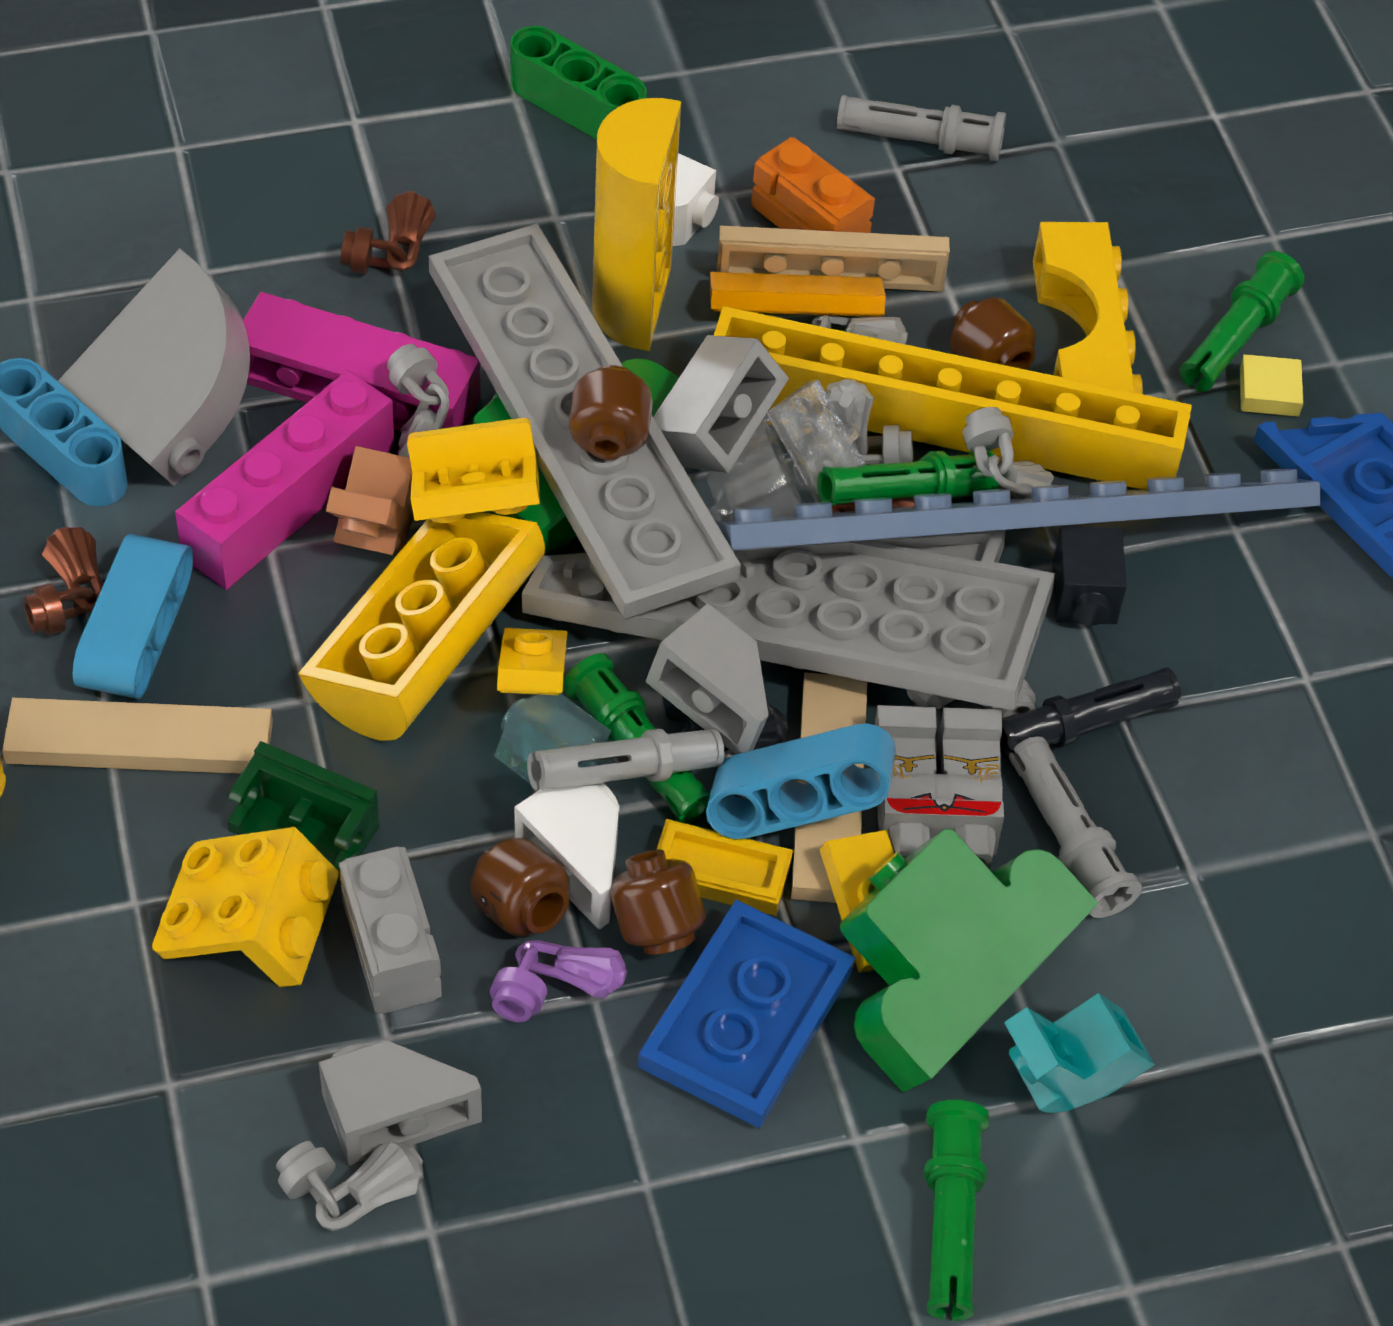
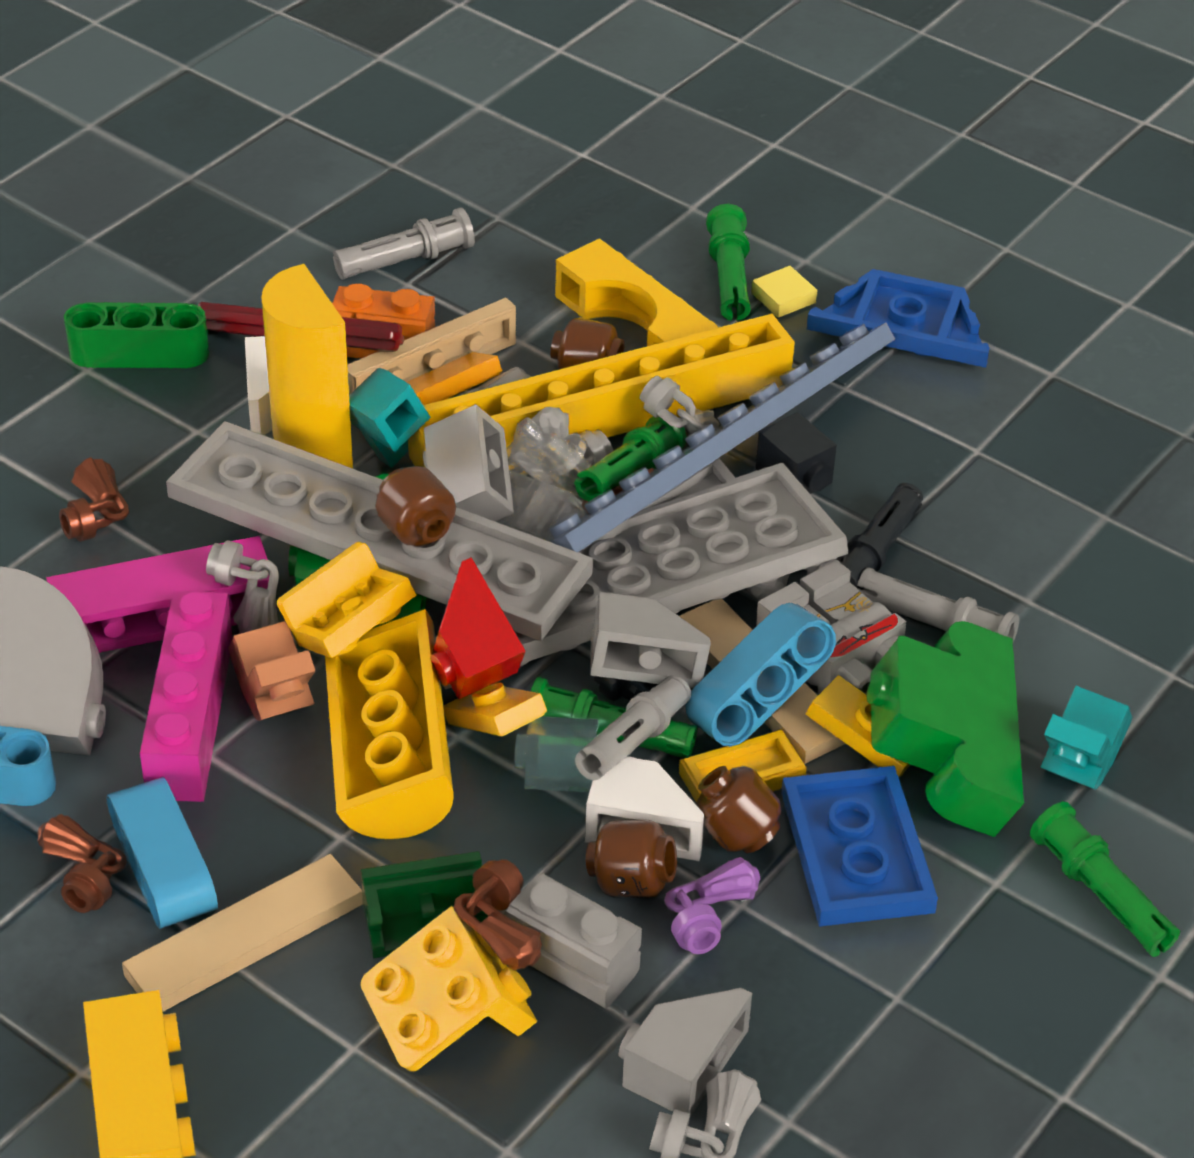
camera: 35 degrees left, 10 degrees down
(315, 889) = (495, 888): none -> copper piece
(545, 575) = (474, 637): none -> red slope
(694, 296) = (386, 414): none -> teal brick
(732, 166) = (249, 321): none -> dark red axle

